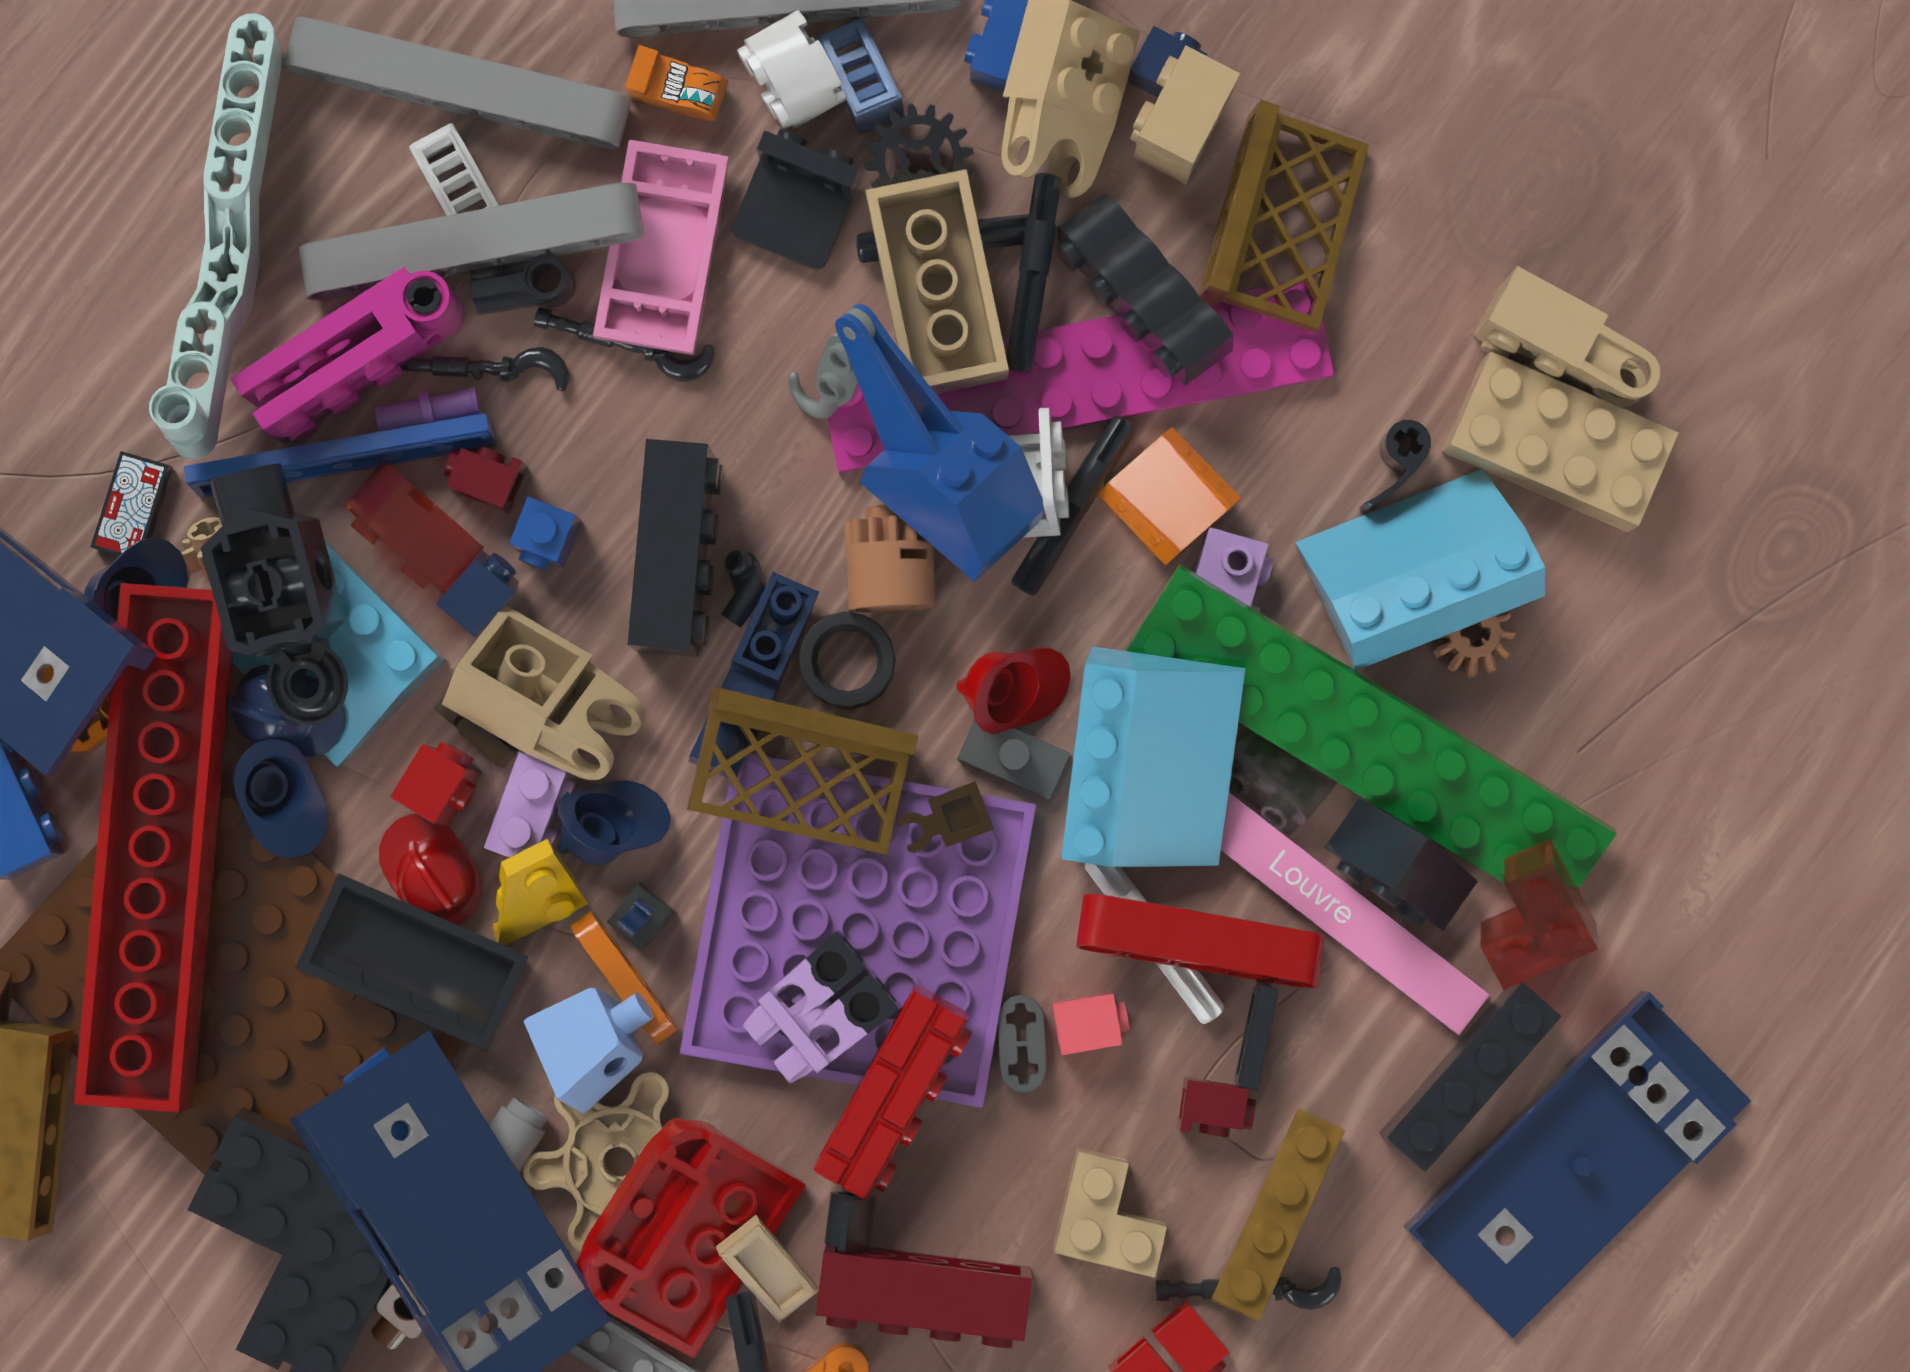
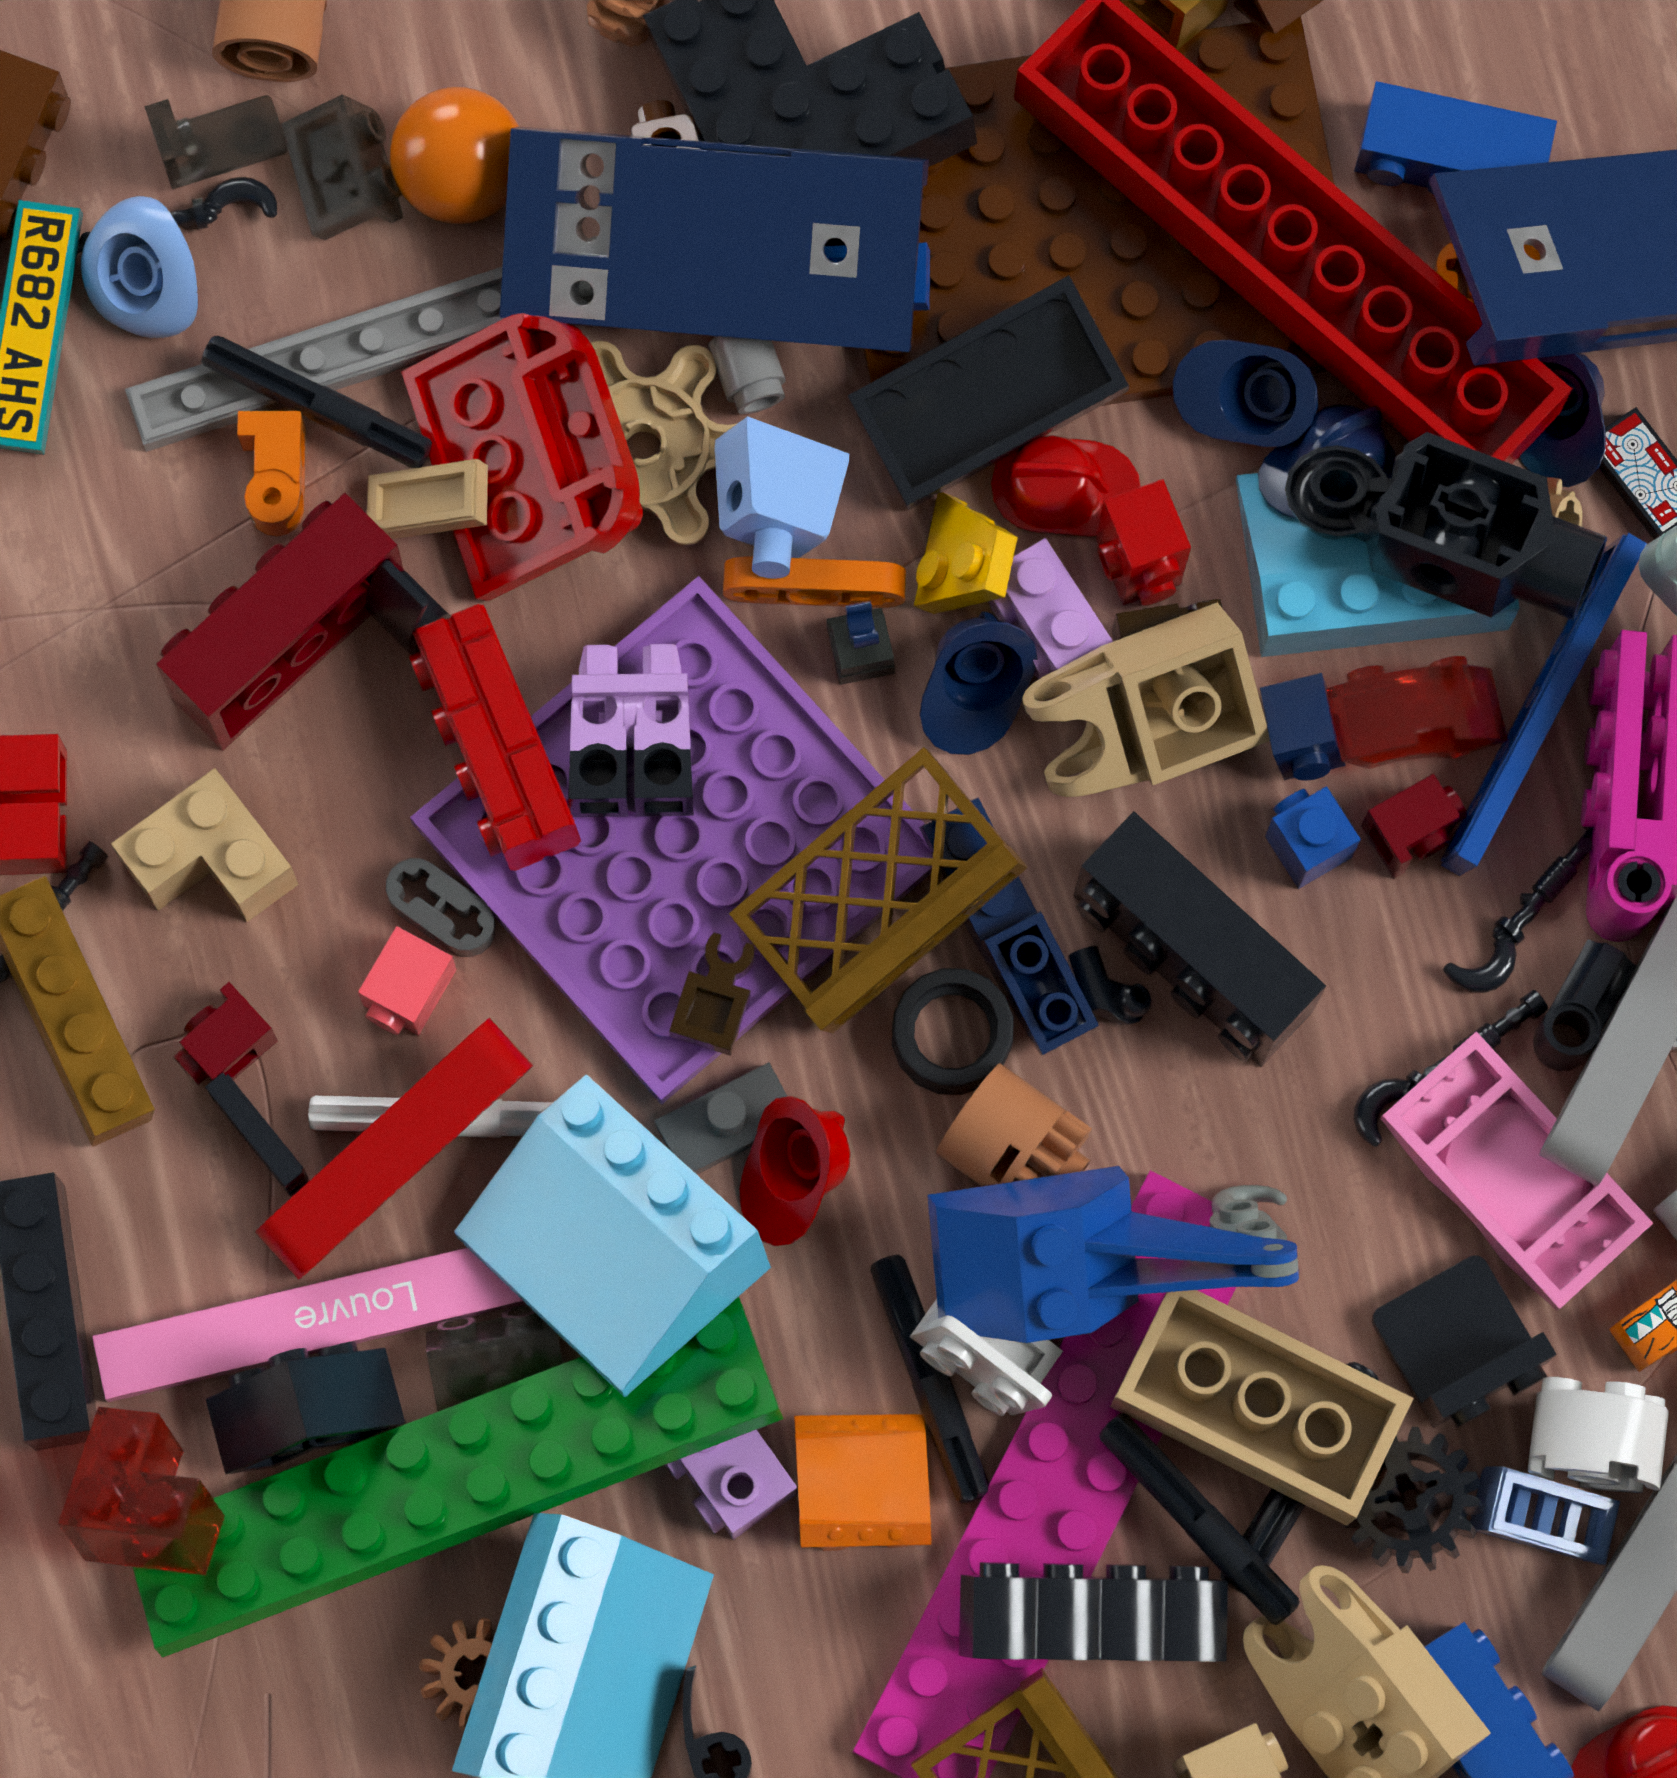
camera: 125 degrees right, 10 degrees down
(428, 409) = (1524, 820): medium lavender pin -> none

